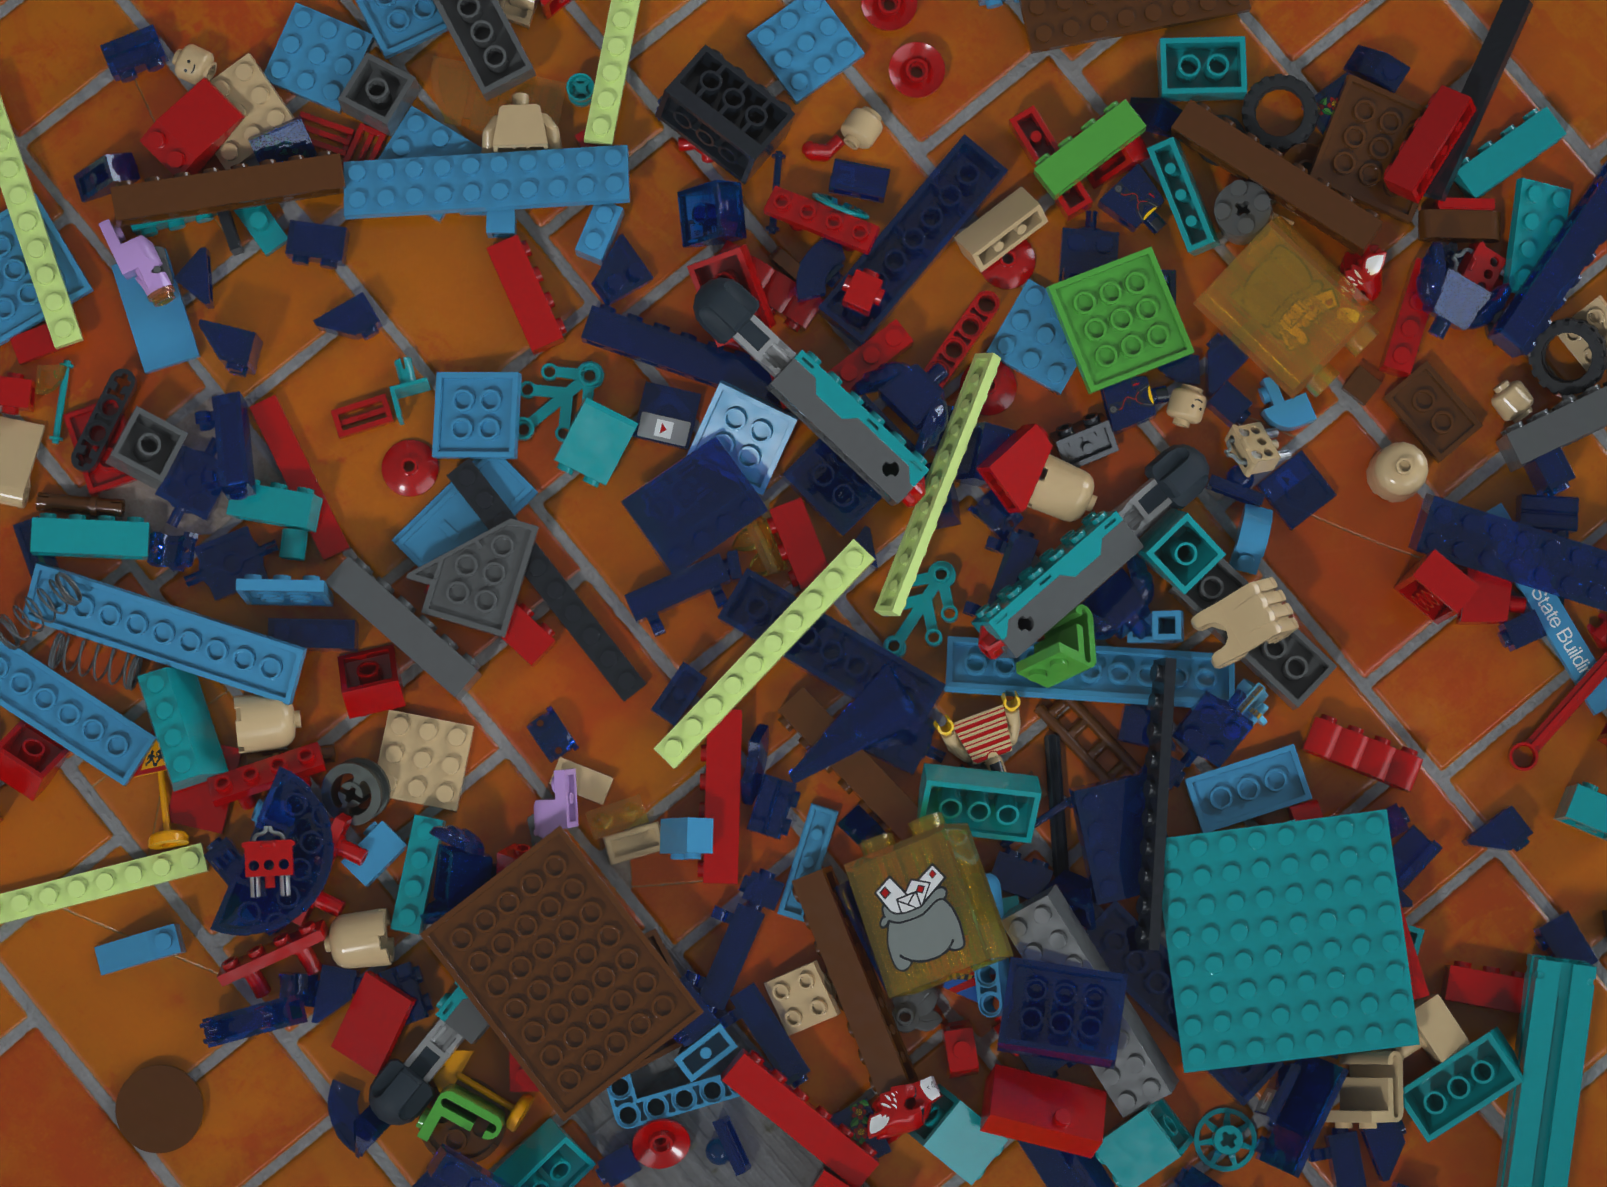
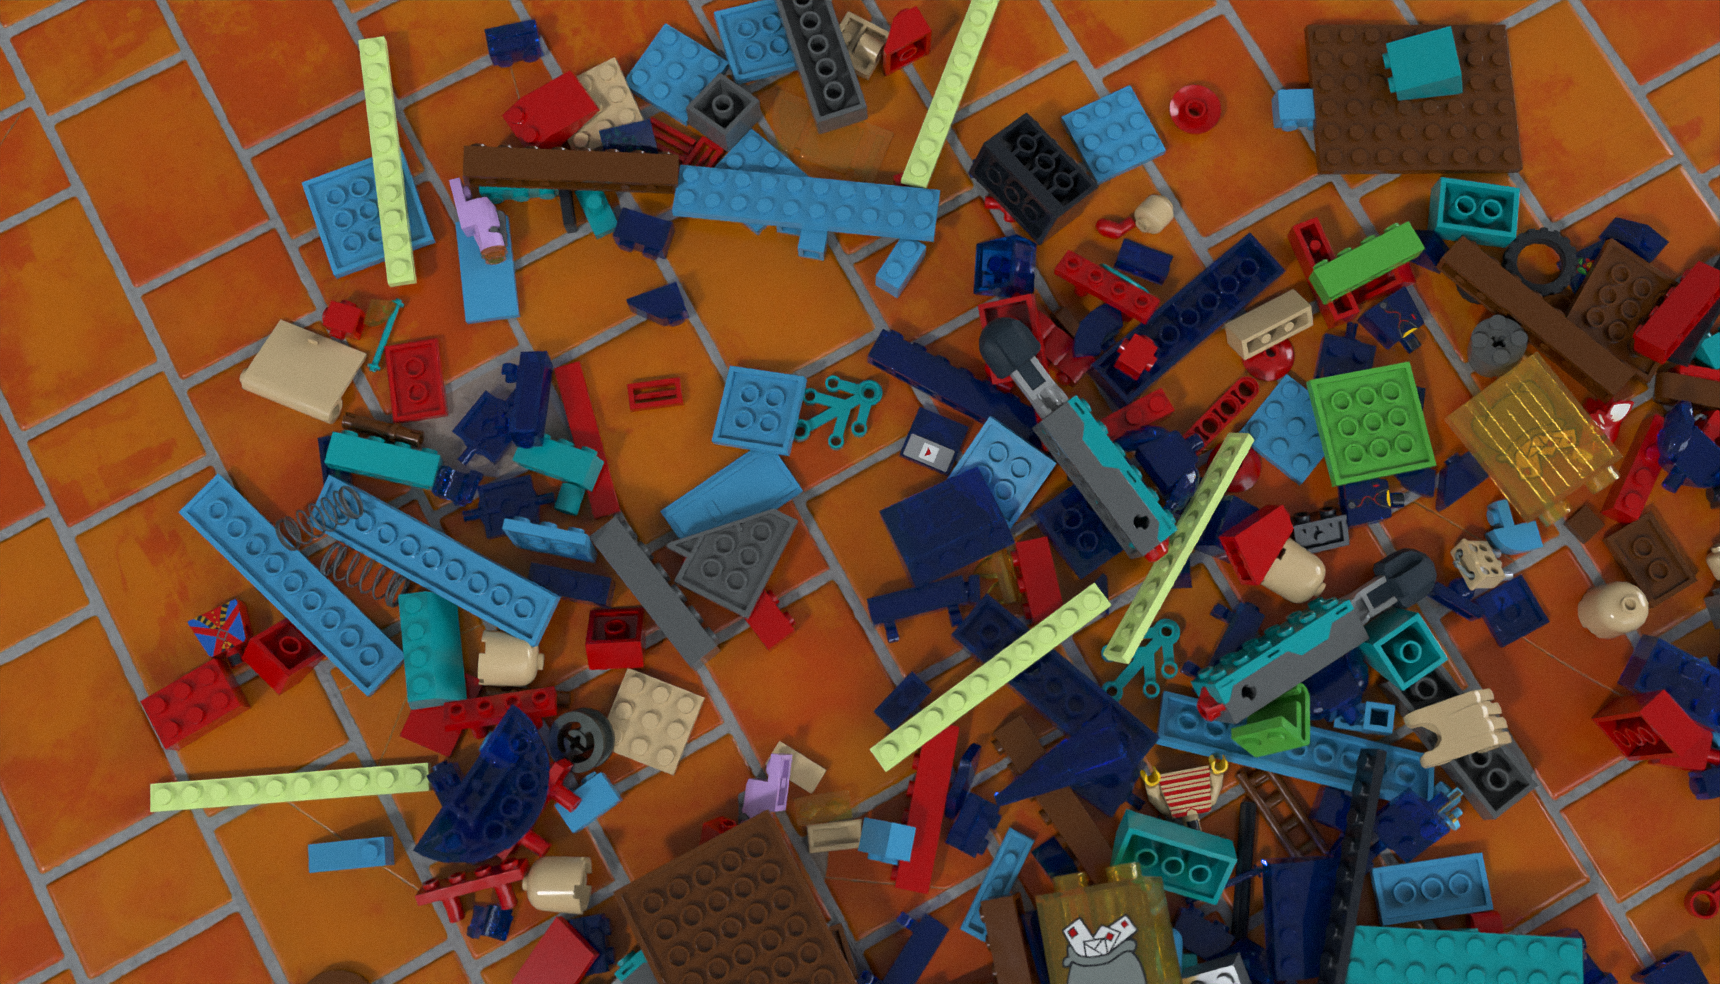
camera: 15 degrees right, 5 degrees down
(33, 344) = (372, 281): red tile -> none
(98, 418) = (415, 354): black beam -> none
(104, 173) = (465, 135): clear blue slope -> none
(146, 448) = (451, 387): dark grey brick -> none
(168, 838) = (398, 753): light orange piece -> none
(194, 64) = (563, 58): tan head -> none
(197, 277) = (530, 245): clear blue slope -> none
(234, 347) = (550, 310): clear blue slope -> none
(254, 1020) = (440, 946): clear blue brick -> none
(269, 850) = (489, 786): red piece -> none
(334, 991) = (524, 928): clear blue slope -> none
(408, 385) = (701, 374): teal bracket -> none
(414, 482) = (692, 461): red dish -> none
(417, 876) = (624, 831): teal brick -> none
(459, 870) = (665, 834): clear blue torso -> none
(520, 128) = (845, 160): tan torso -> none
(526, 295) = (824, 311): red brick -> none
(552, 586) = (801, 581): black plate -> none
(552, 735) = (775, 719): clear blue piece -> none
(577, 86) = (907, 134): teal wheel -> none
(594, 442) = (864, 452): teal slope -> none
(620, 273) = (913, 305): clear blue wing -> none
(761, 890) = (949, 904): clear blue brick -> none
(778, 156) = (1073, 227): clear blue axle -> none
(918, 56) = (1219, 164): red dish -> none
(995, 516) = (1225, 584): clear blue piece -> none
(1183, 196) = (1442, 323): teal brick -> none
(1186, 405) = (1419, 514): tan head -> none
(1230, 405) = (1459, 521): clear blue brick -> none
(1251, 538) = (1467, 648): dark azure brick -> none
(1362, 754) = (1545, 874): red brick -> none

